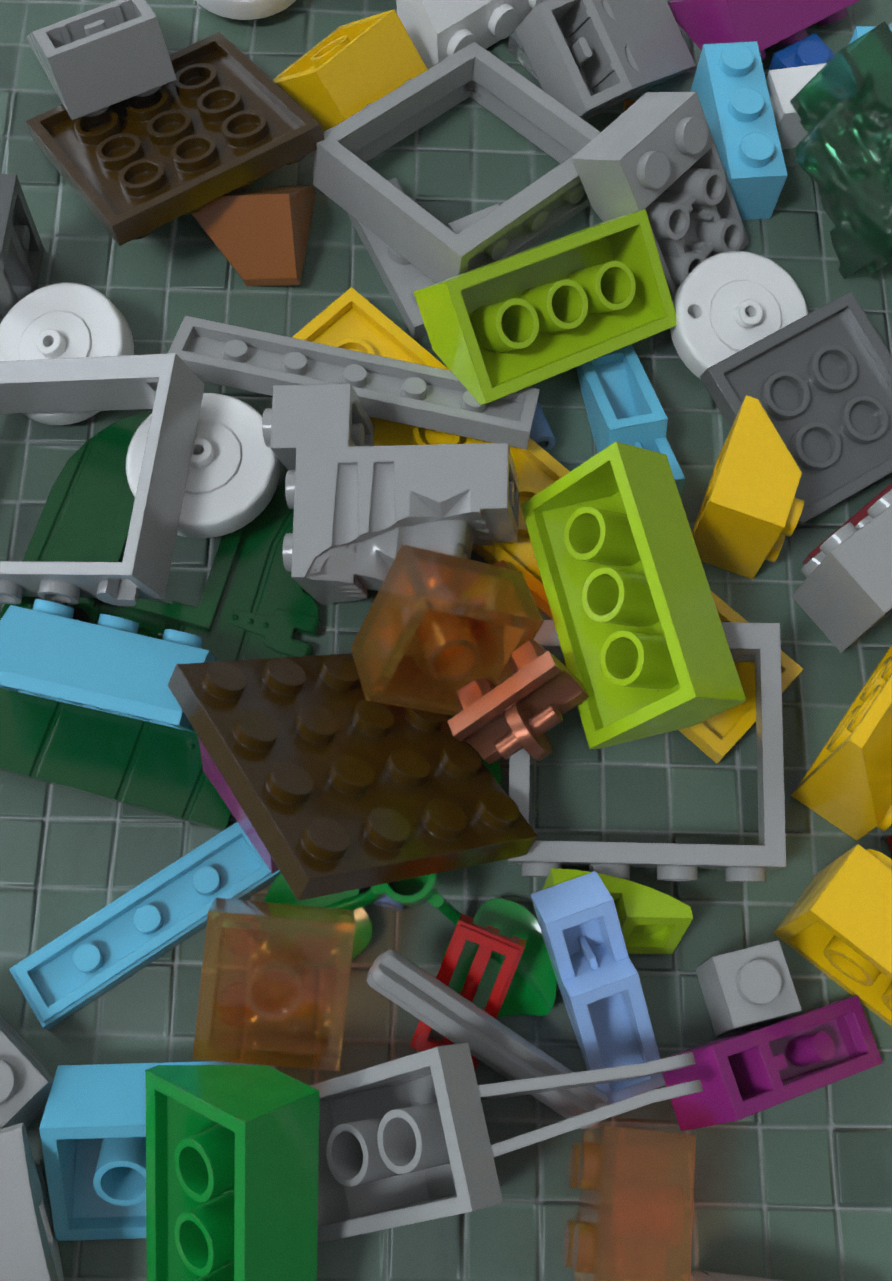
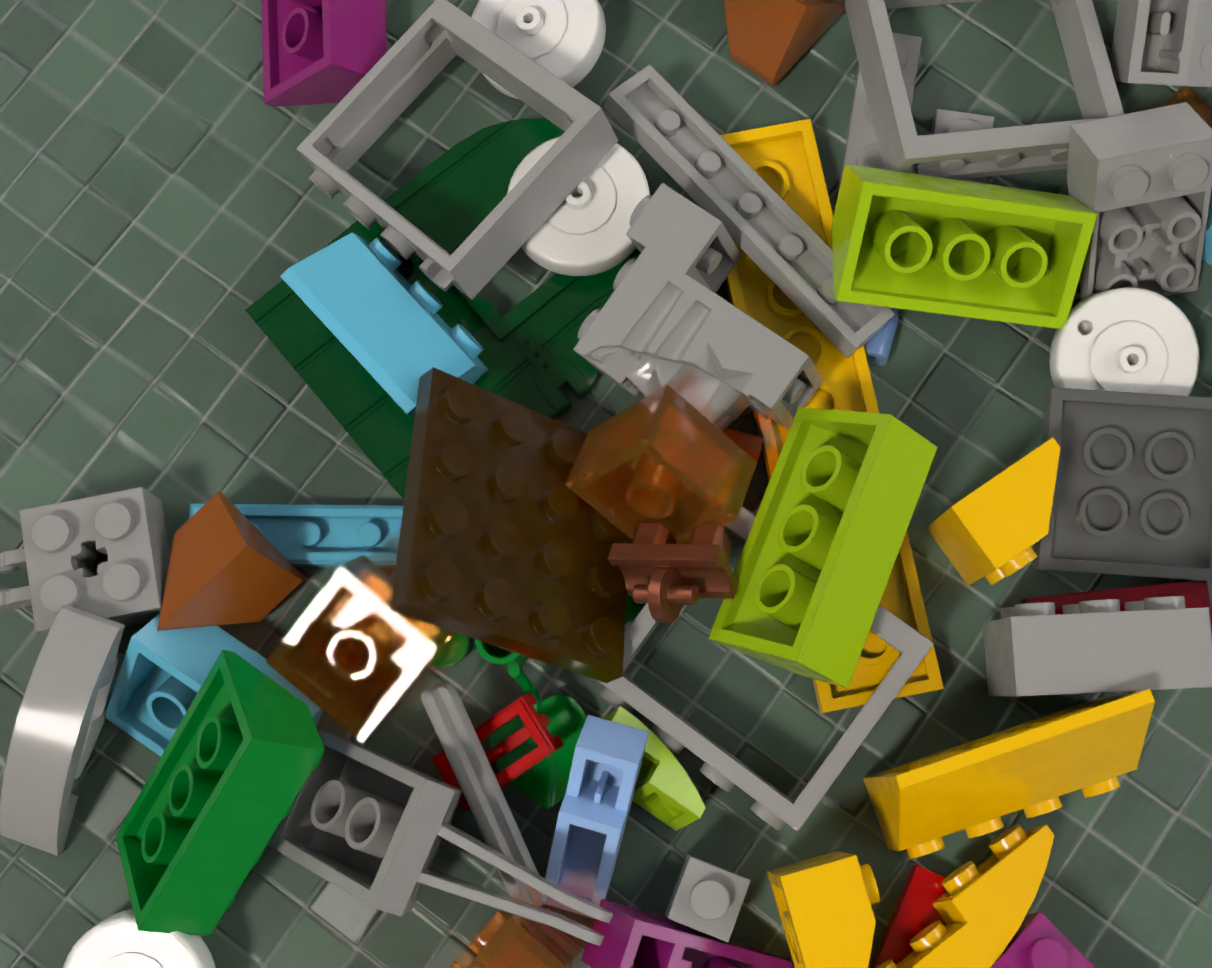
camera: 40 degrees right, 10 degrees up
(86, 1007) = (222, 571): none -> dark orange slope
(625, 406) = (958, 392): medium azure slope -> none

